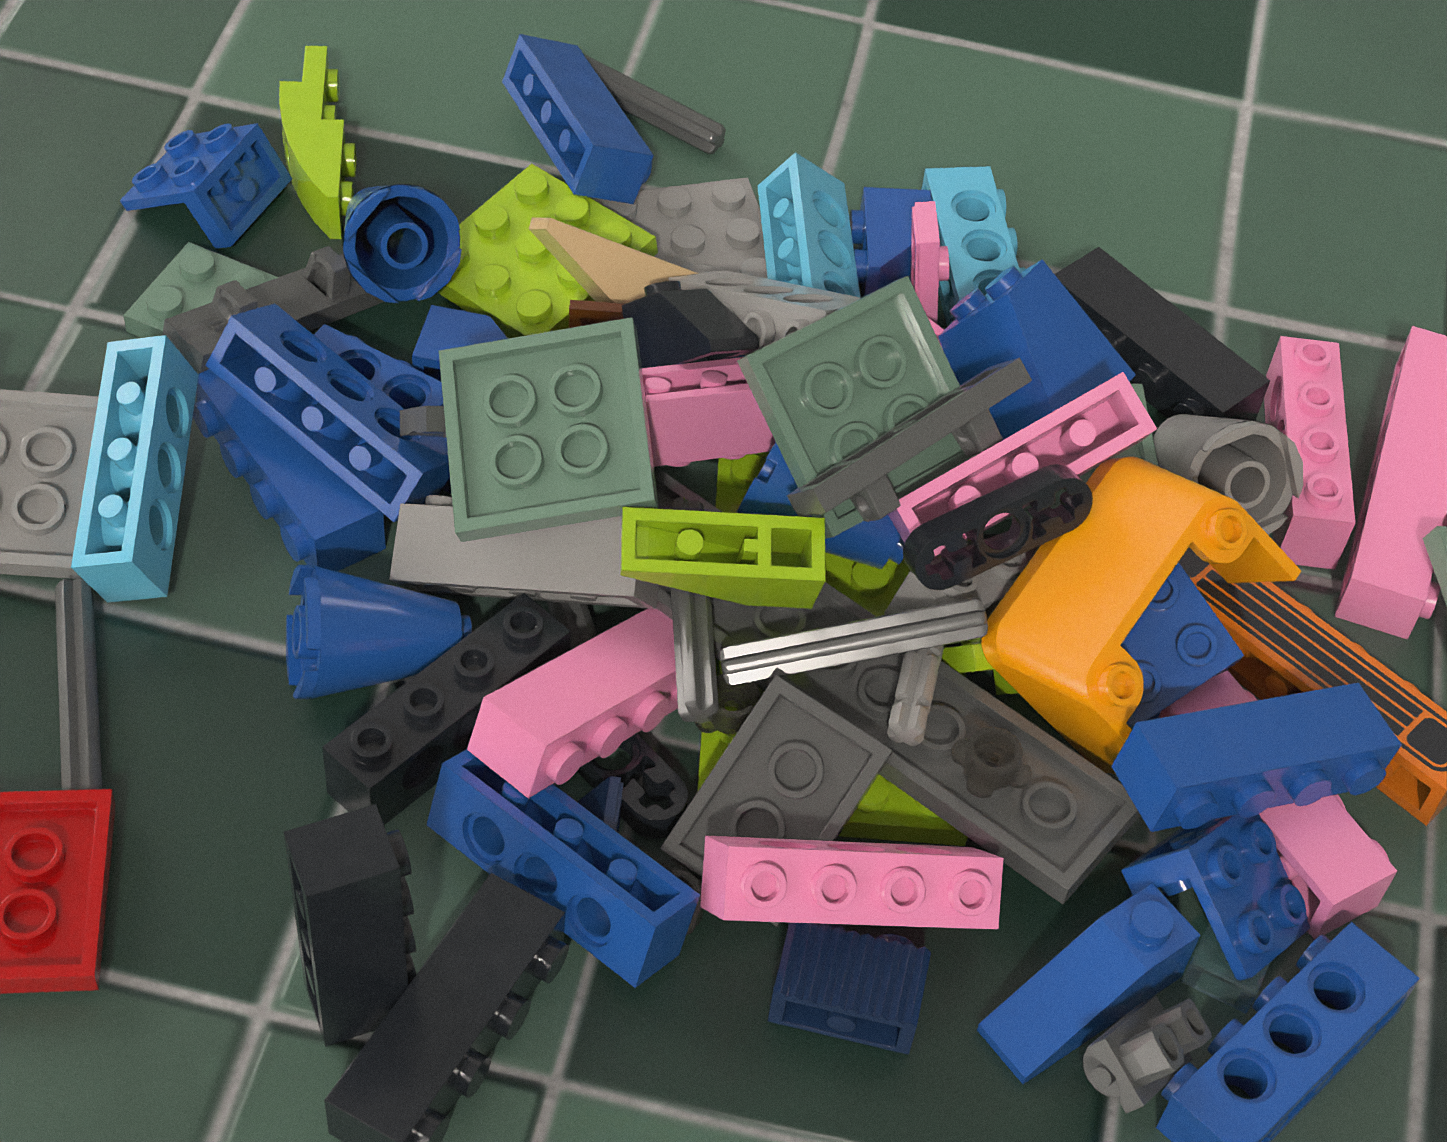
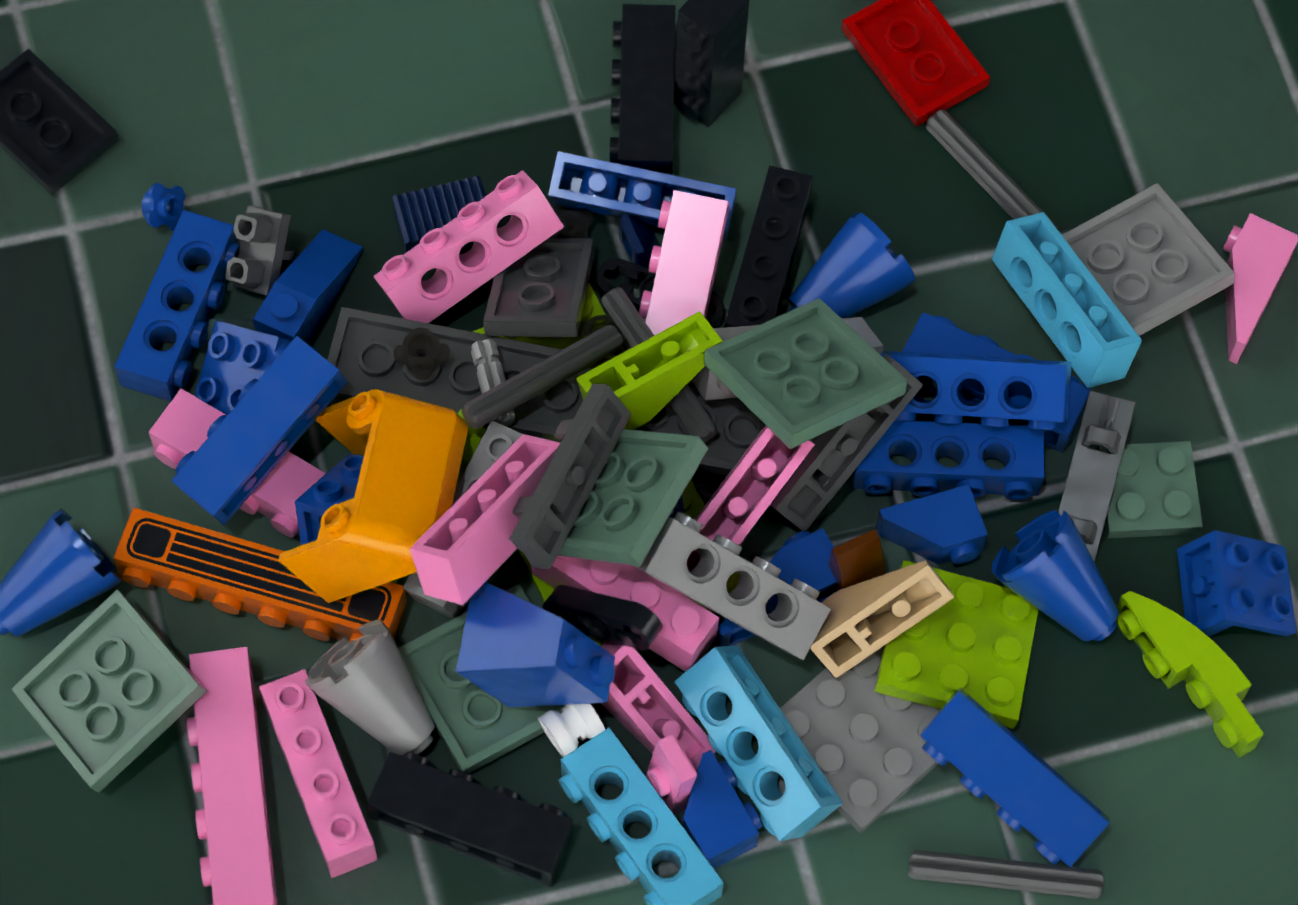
camera: 155 degrees right, 15 degrees up
(686, 326) = (779, 538): black slope -> none
(1025, 534) = (484, 455): black beam -> none

